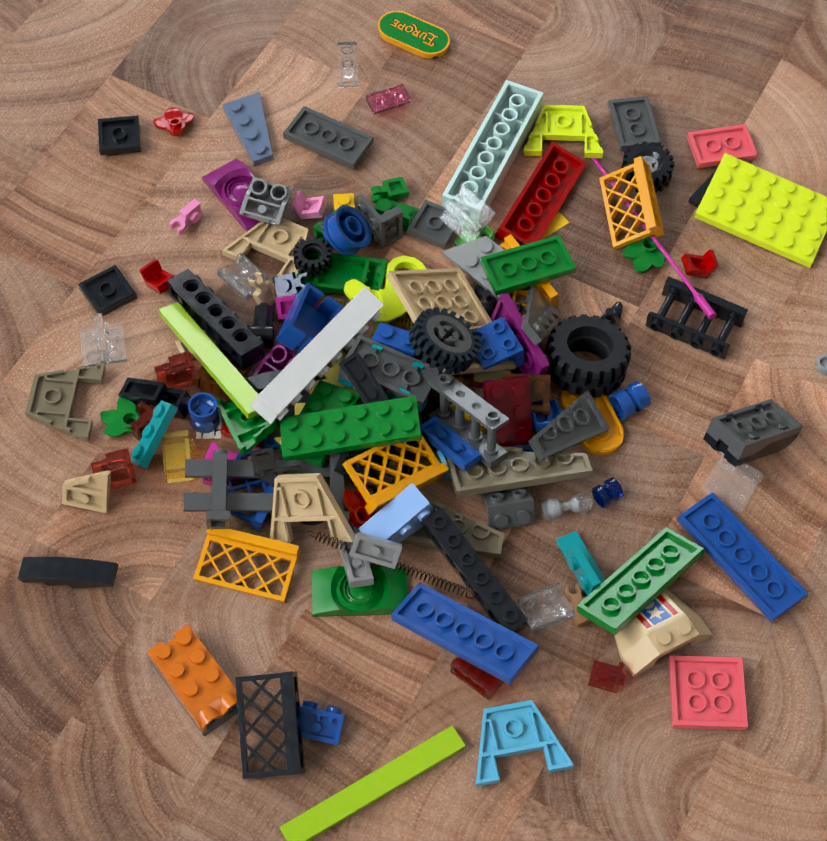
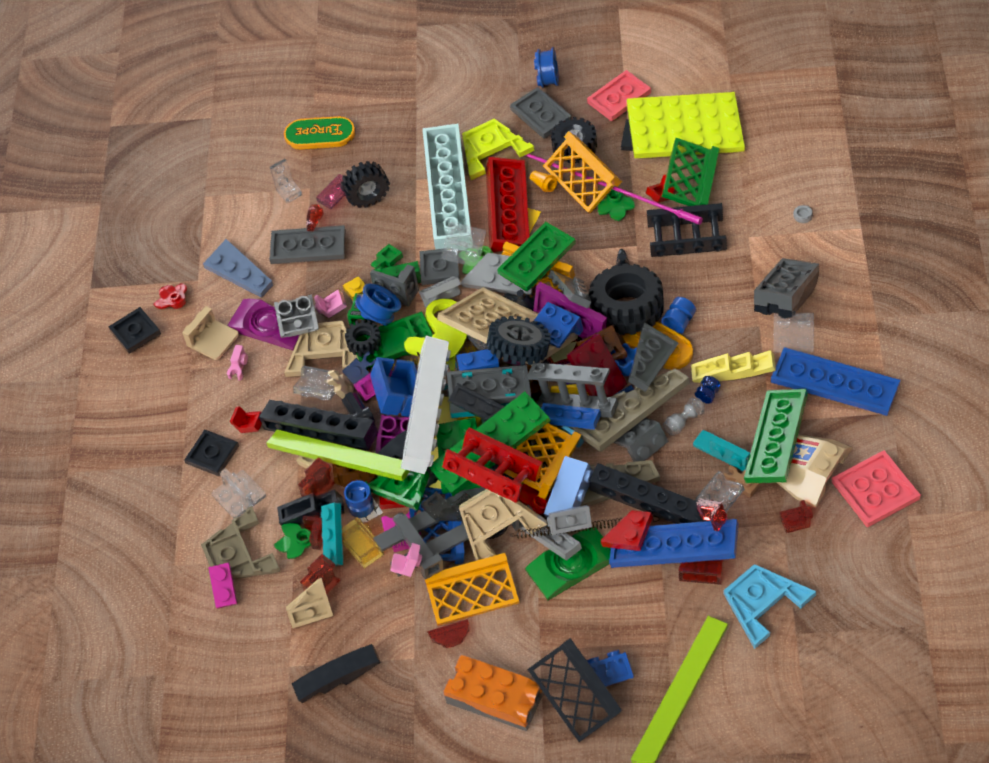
camera: 20 degrees left, 5 degrees down
(27, 425) = (222, 585): none -> dark pink plate
(180, 176) = (209, 335): none -> tan bracket
(193, 502) = (406, 564): none -> bright pink bracket
(198, 596) = (450, 635): none -> clear red tile
(346, 443) = (498, 453): none -> red fence
(350, 112) = (313, 216): none -> clear red tile
(416, 106) = (365, 184): none -> black wheel
(420, 249) = (445, 289): none -> light grey bracket
(430, 594) = (629, 532): none -> red wing
(519, 625) = (712, 511): none -> clear red bracket
(591, 194) = (544, 181): none -> light orange cone
(650, 485) = (733, 368): none -> light yellow slope
(667, 81) = (547, 67): none -> blue wheel
(745, 278) = (706, 174): none -> green fence

